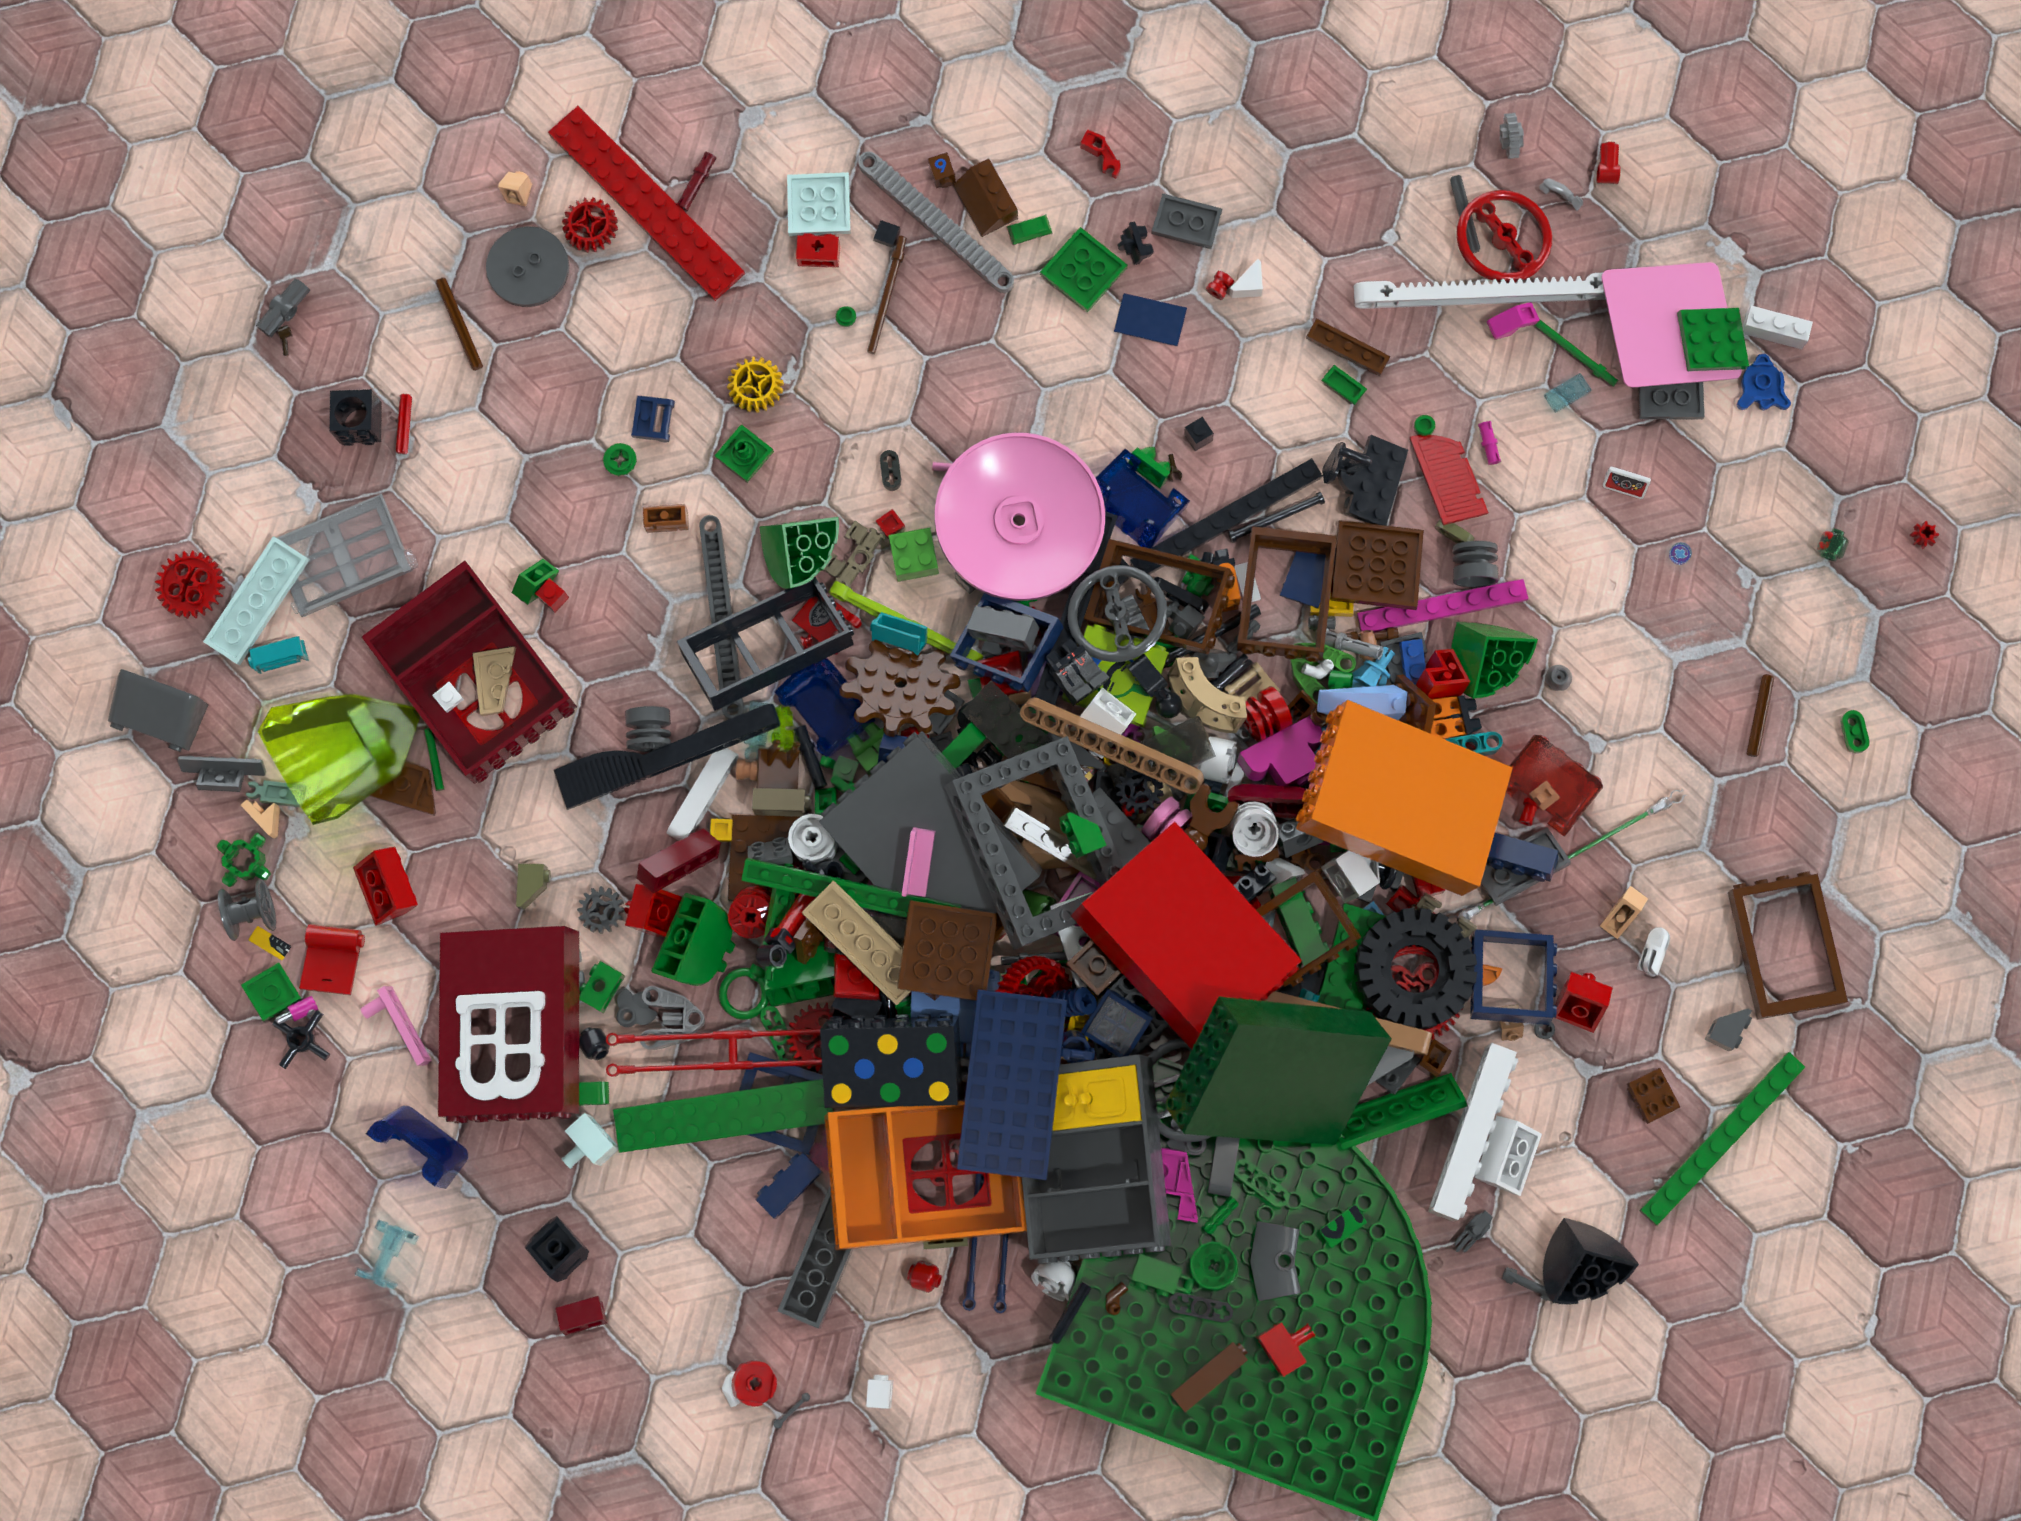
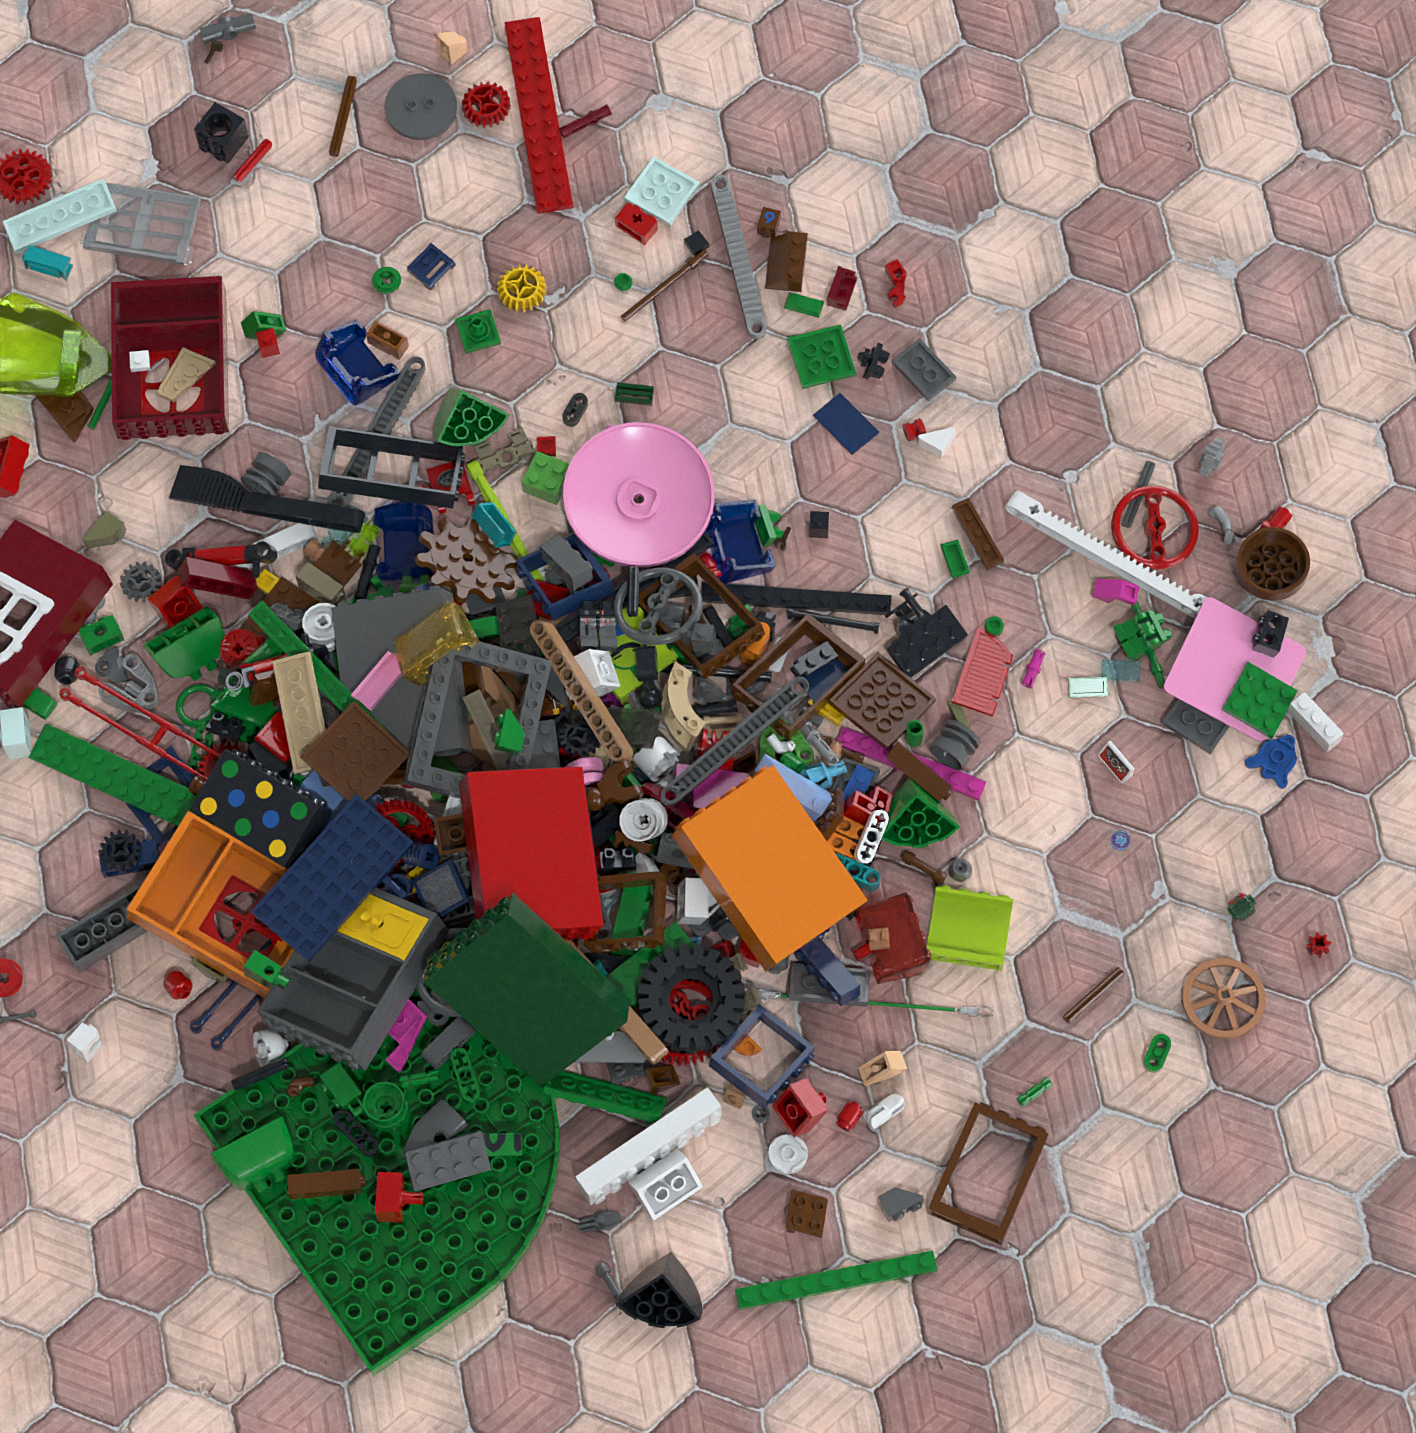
camera: 30 degrees right, 10 degrees down
(649, 563) = (352, 363): none -> clear blue windscreen
(666, 835) = (228, 556): none -> piece
(770, 1186) = (121, 842): none -> black gear
(792, 1001) = (224, 728): none -> black hips
(812, 1075) = (196, 785): none -> reddish brown wheel
(950, 410) = (635, 393): none -> dark green tile
(950, 795) = (431, 640): none -> clear yellow windscreen
(1005, 1218) = (259, 966): none -> green torso
(1055, 191) = (841, 288): none -> dark red hinge
(1085, 615) = (633, 591): none -> black axle
(1123, 536) = (708, 560): none -> red bar
(1131, 1397) = (257, 1157): none -> green hips
(1184, 617) = (702, 637): none -> dark grey brick
(1283, 698) = (734, 741): none -> dark grey gear
(1291, 568) = (814, 660): none -> hinge
(1308, 1278) = (447, 1160): none -> dark grey plate
(1430, 569) = (914, 733): none -> green piece
(1462, 611) = (920, 772): none -> reddish brown brick
(1463, 710) = (863, 839): none -> white beam
(1543, 697) = (910, 858): none -> reddish brown bar
(1550, 428) = (1088, 687): none -> tile
(1570, 337) = (1142, 634): none -> green hips
(1595, 1050) = (788, 1154): none -> white tile
(1606, 727) = (969, 928): none -> lime panel
(1626, 977) = (849, 1116): none -> red brick
(1661, 191) = (1284, 546): none -> reddish brown wheel
(1685, 269) = (1273, 635): none -> black brick
(1772, 841) = (1034, 1091): none -> green axle
(1872, 643) = (1224, 1003): none -> nougat wheel

